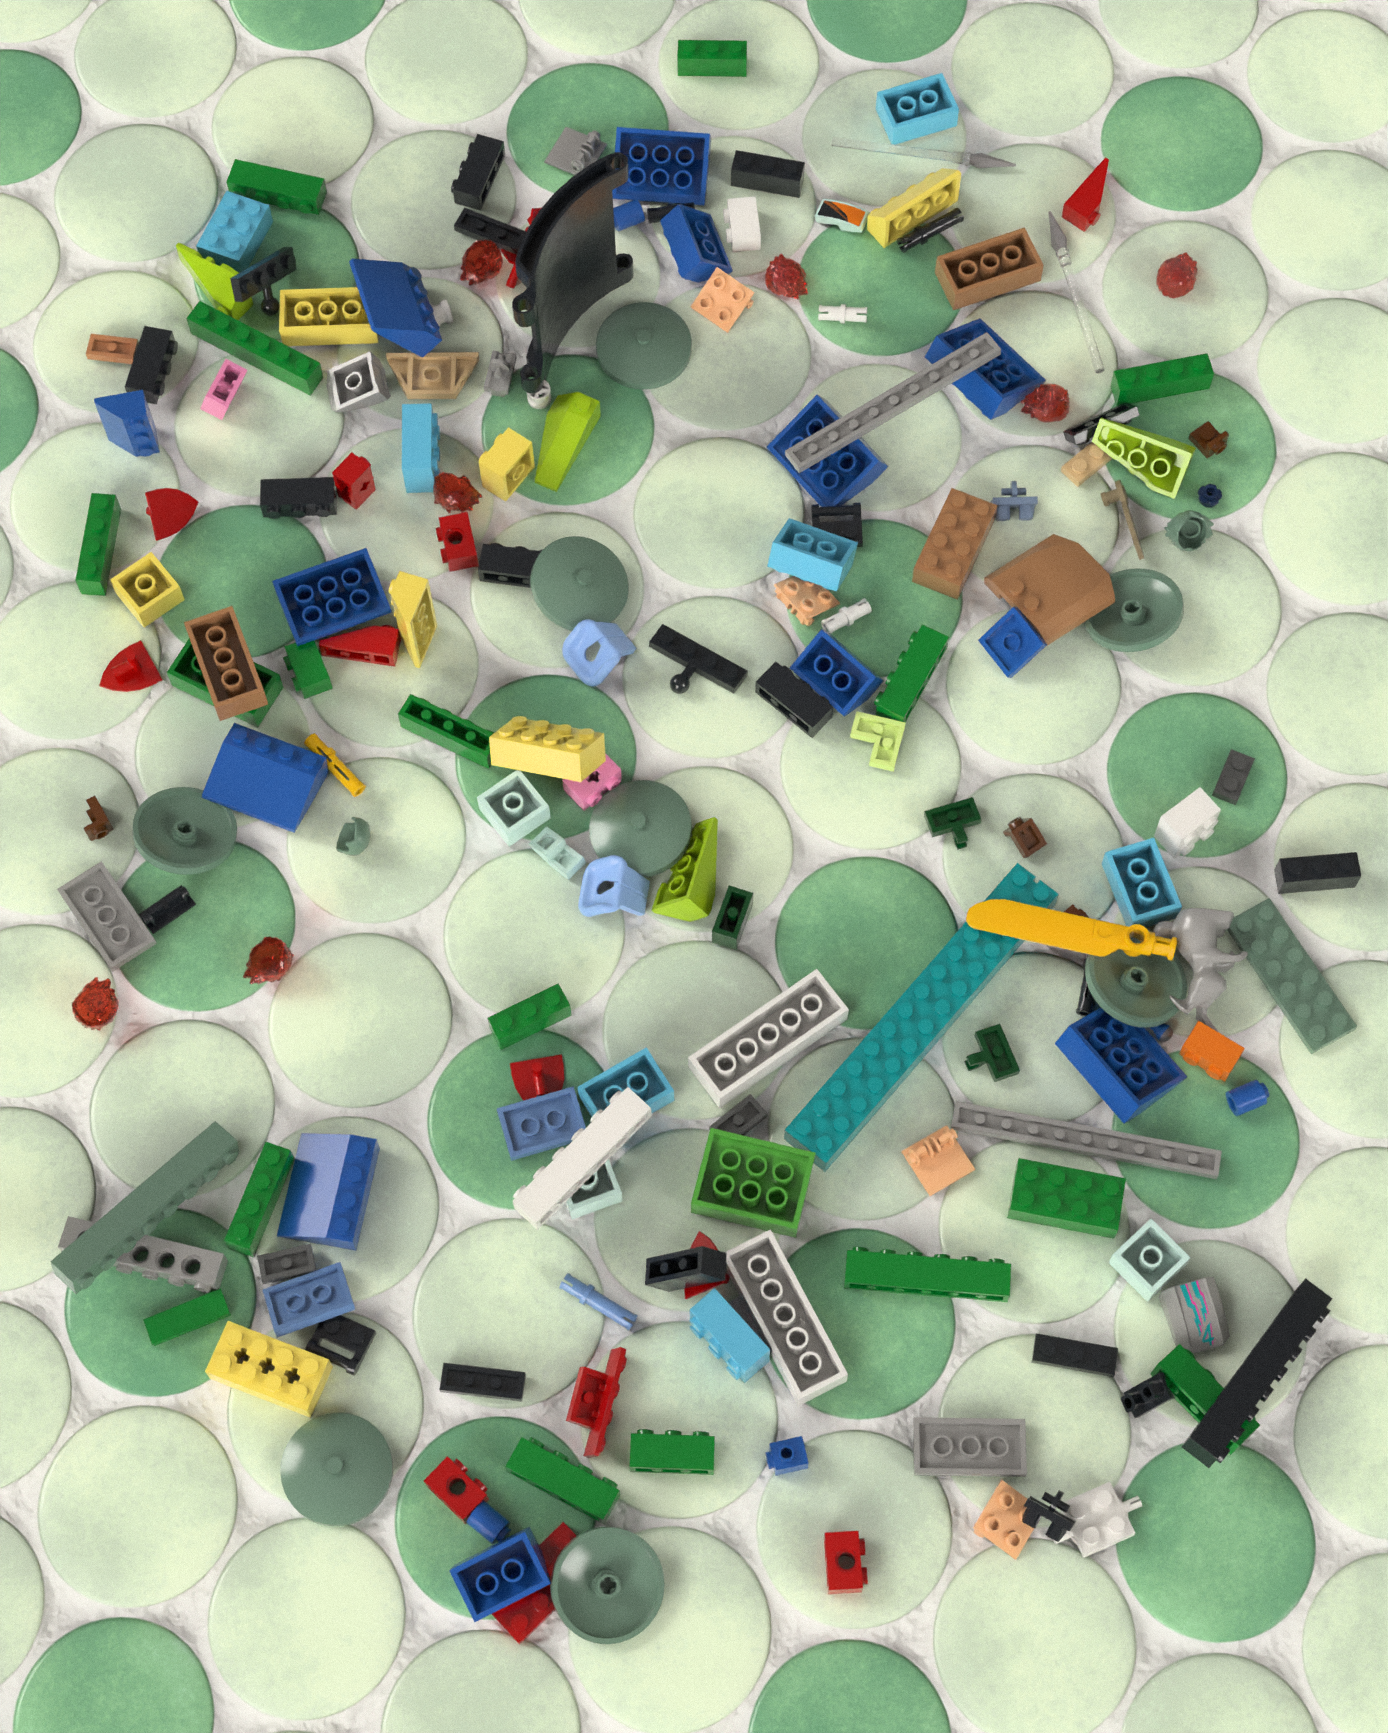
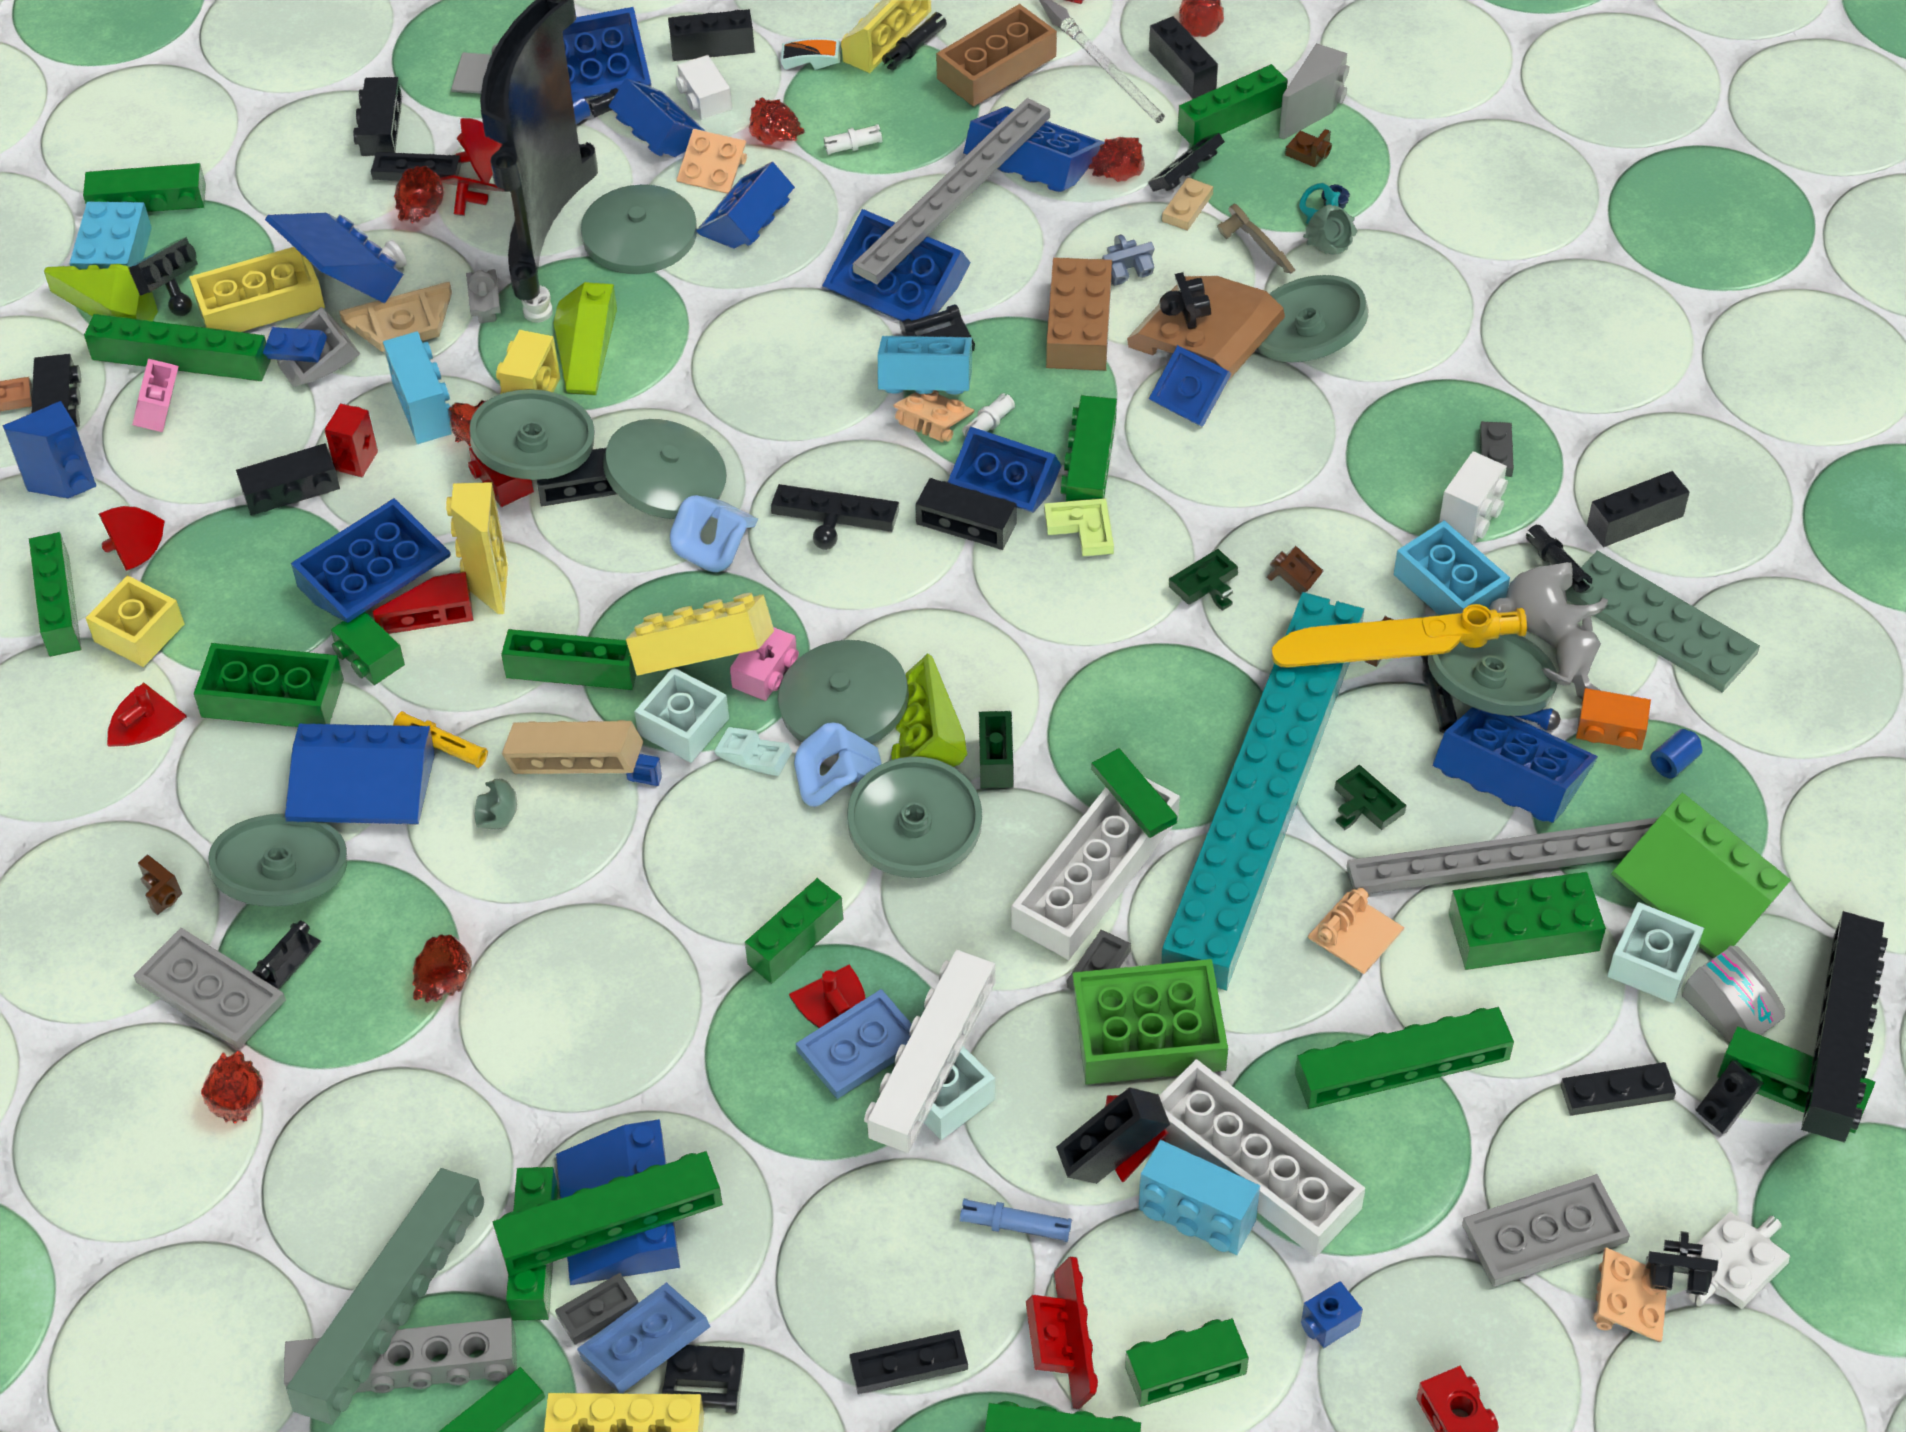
camera: 20 degrees left, 15 degrees down
(226, 663) = (268, 655): medium nougat brick -> none
(311, 1203) = (607, 1212): none -> green brick
(340, 377) = (295, 344): none -> blue plate
(423, 809) = (572, 747): none -> tan brick
(470, 842) = (646, 770): none -> blue tile
(486, 525) = (532, 434): none -> sand green dish
(636, 1072) = (922, 970): medium azure brick -> none
(650, 954) = (914, 817): none -> sand green dish
(734, 354) = (748, 207): none -> blue slope
(814, 996) = (1134, 793): none -> green tile
(1039, 576) = (1188, 300): none -> black hips
(1141, 318) = (1183, 57): none -> black brick
(1149, 456) = (1254, 176): lime wedge -> none
(1202, 497) = (1330, 196): none -> teal piece
(1211, 1211) = (1701, 874): none -> bright green slope
(1232, 389) = (1314, 90): none -> light grey slope
(1232, 886) = (1552, 551): none -> black pin

